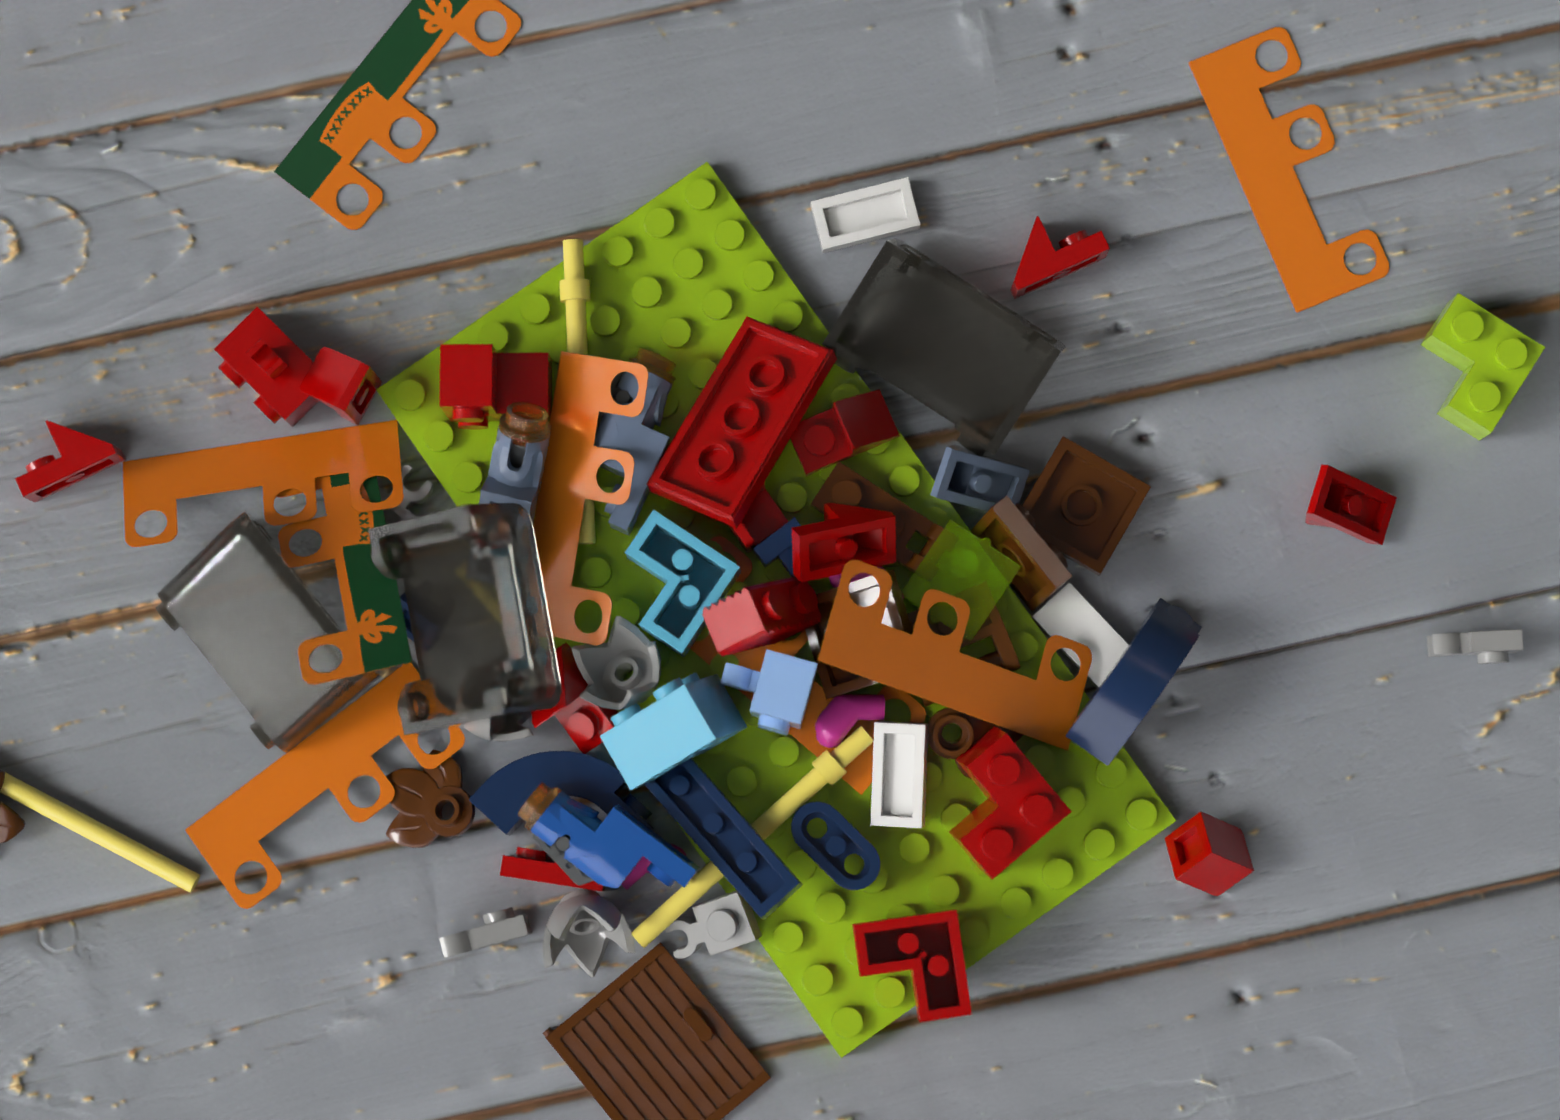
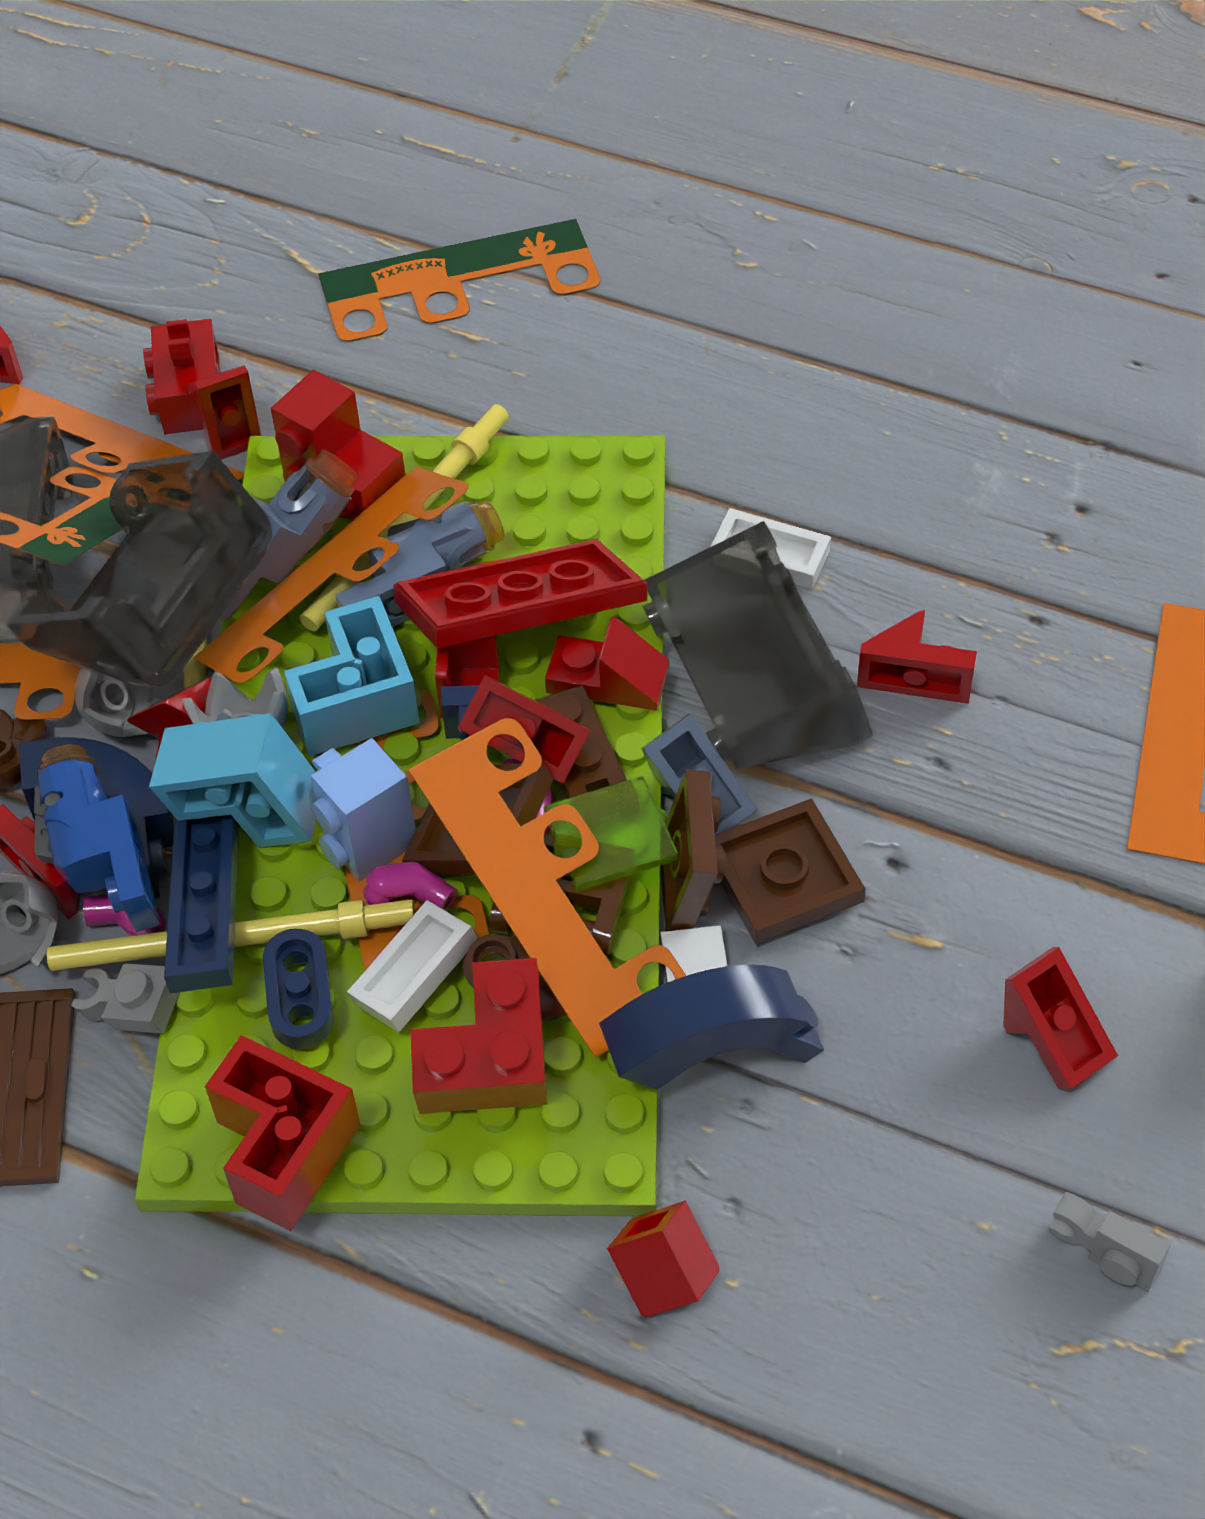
camera: 35 degrees right, 30 degrees down
(761, 615) = (395, 719): red brick -> none

